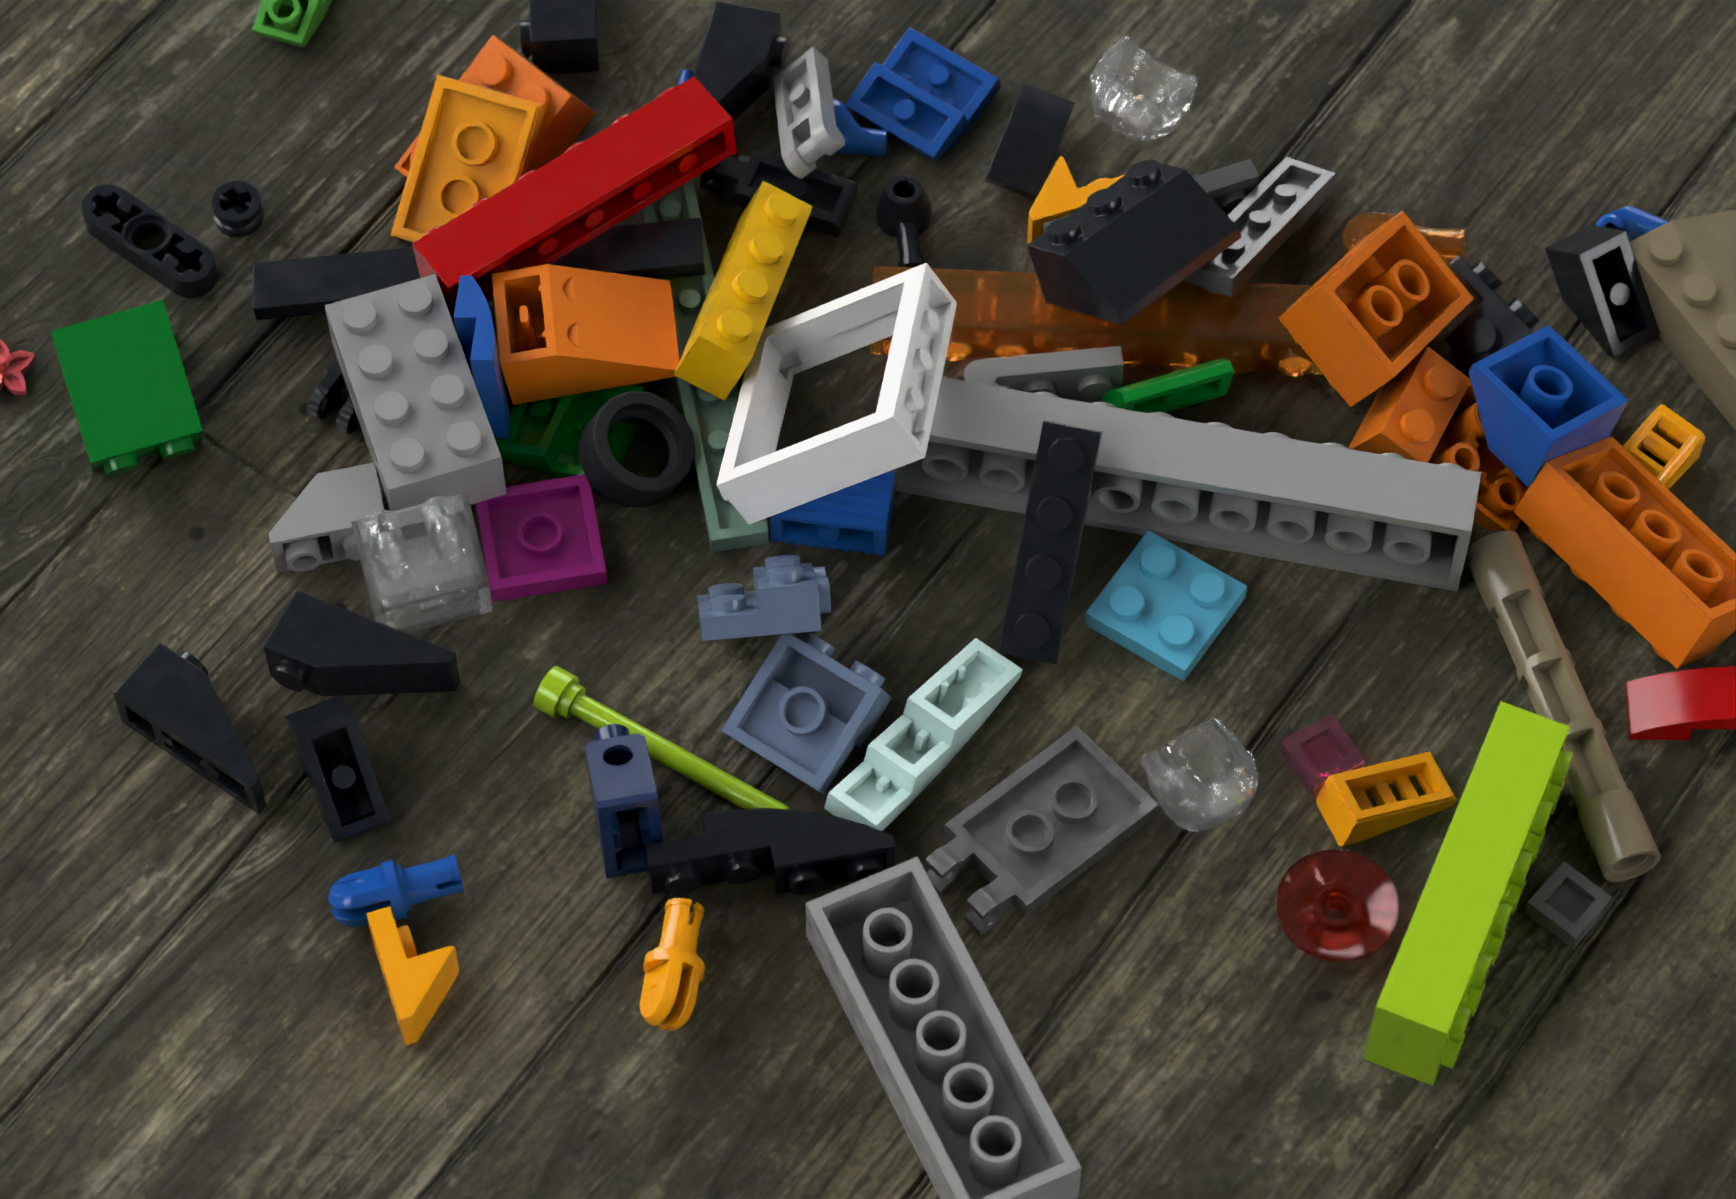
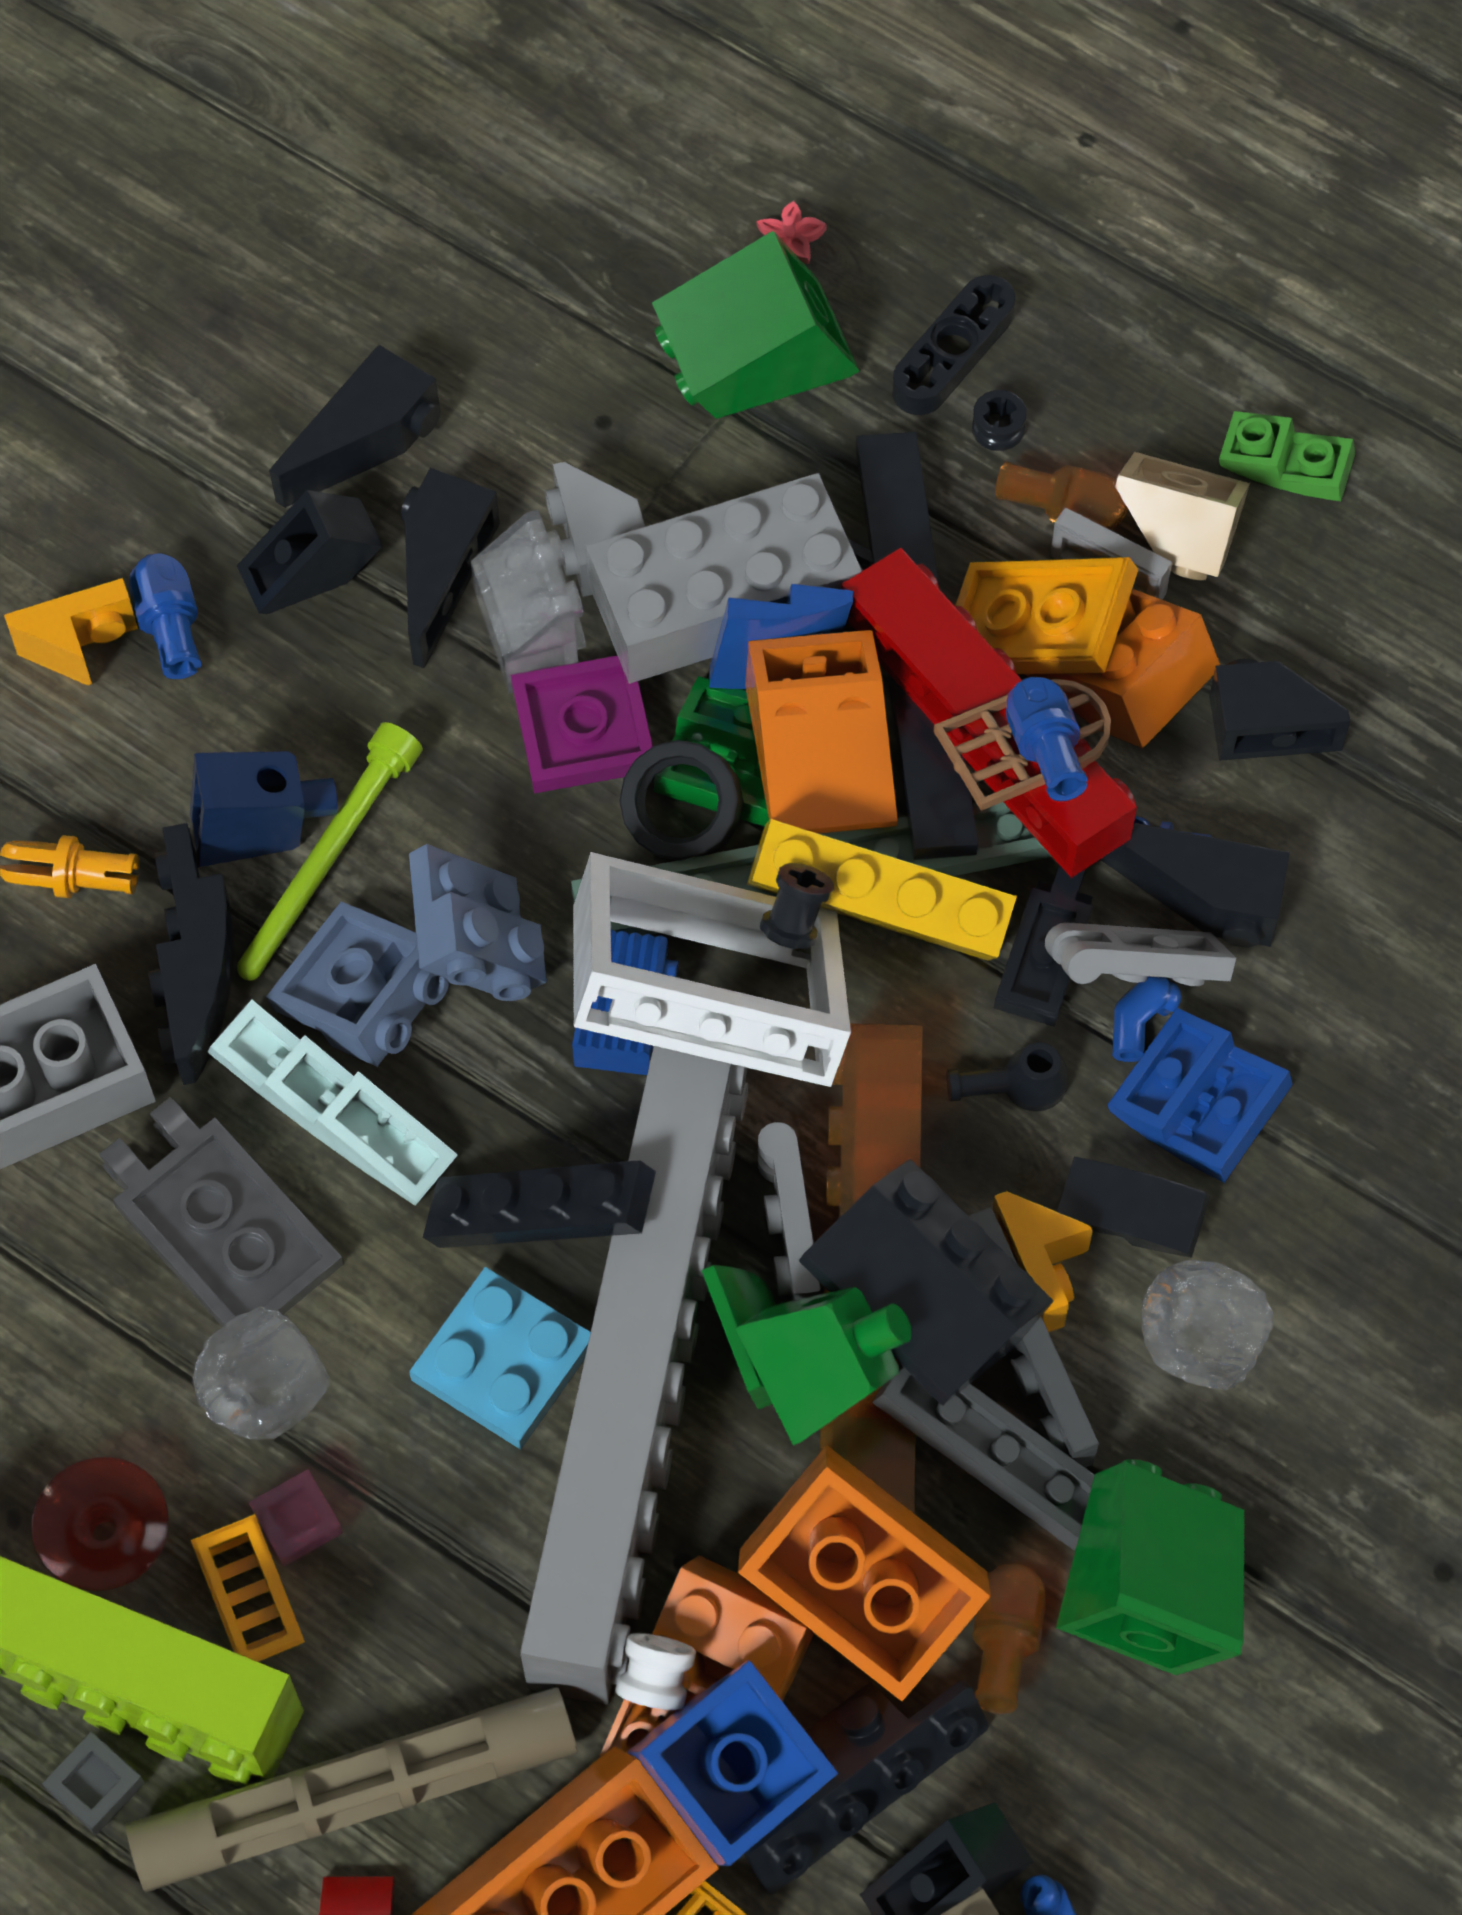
camera: 90 degrees right, 5 degrees up
(330, 155) = (1071, 487): none -> clear orange arm
(359, 62) = (1183, 512): none -> tan slope
(396, 127) = (1081, 539): none -> light grey tile
(620, 168) = (1011, 760): none -> medium nougat window
(633, 117) = (1047, 734): none -> blue arm
(781, 323) = (796, 906): none -> black bush
(1205, 309) = (823, 1355): none -> green torso
(1356, 122) = (1157, 1571): none -> green slope
(1471, 447) = (655, 1671): none -> white wheel

